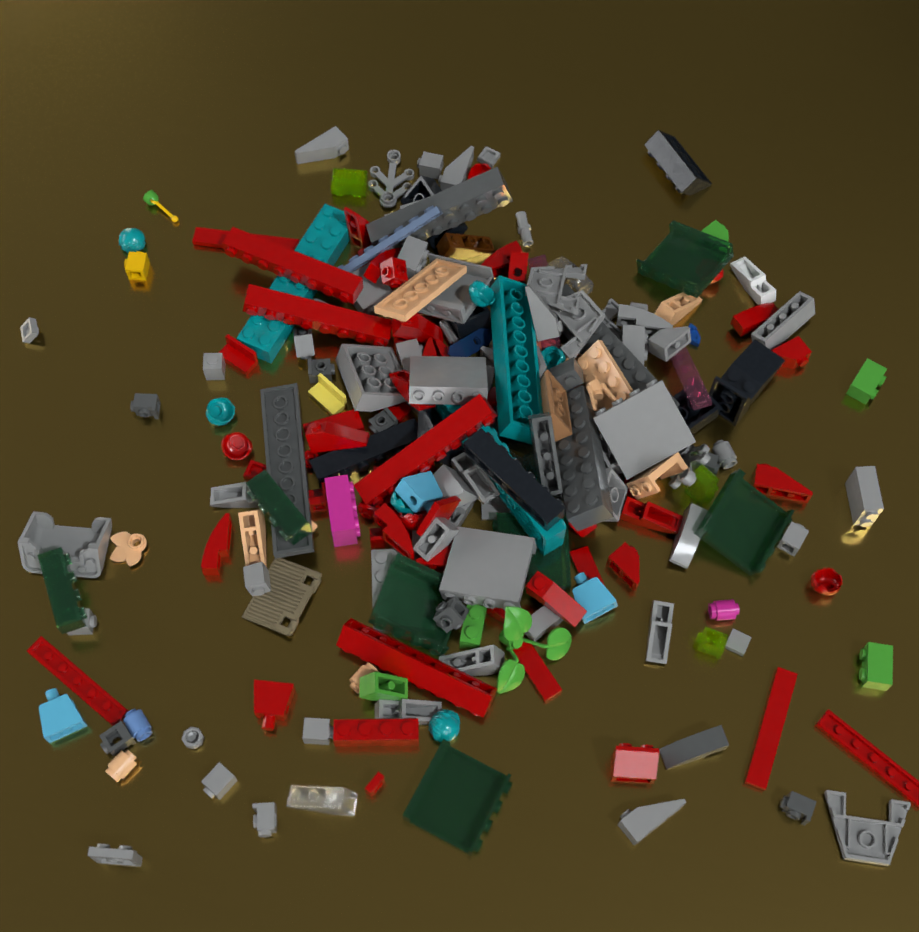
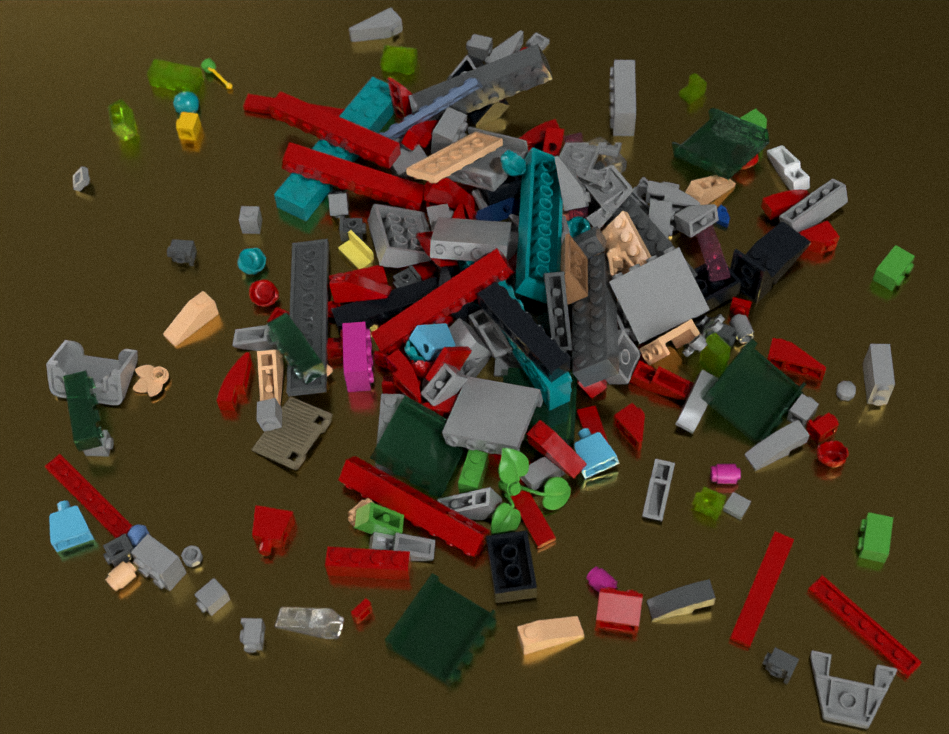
camera: 10 degrees right, 5 degrees down
(66, 263) = (122, 120): none -> clear neon green brick
(117, 211) = (175, 76): none -> clear neon green brick
(123, 856) = (105, 656): light grey plate -> none
(160, 750) = (158, 563): none -> light grey brick
(163, 478) = (191, 318): none -> light nougat slope
(239, 355) = (276, 211): red panel -> none
(317, 731) = (311, 558): light grey brick -> none
(393, 272) = (430, 139): red brick -> none
(394, 159) = (437, 75): light grey plant -> none
(444, 725) = (436, 561): teal hair -> none
(450, 614) = (451, 457): dark grey brick -> none
(464, 246) = (504, 122): reddish brown slope -> none
(522, 725) = (511, 566): none -> black brick
(524, 228) = (565, 109): light grey pin -> none
(566, 792) = (548, 633): none -> light nougat slope
(583, 214) = (622, 98): none -> light grey brick
(613, 733) = (599, 578): none -> dark pink brick
(645, 819) = (626, 664): light grey slope -> none
(651, 201) = (694, 90): none -> clear neon green panel
(676, 163) = (723, 56): slope -> none
(721, 432) = (740, 306): none -> red plate
(771, 576) = (777, 445): none -> light grey slope
(813, 554) = (822, 427): none -> red brick
(832, 513) = (846, 390): none -> light grey tile

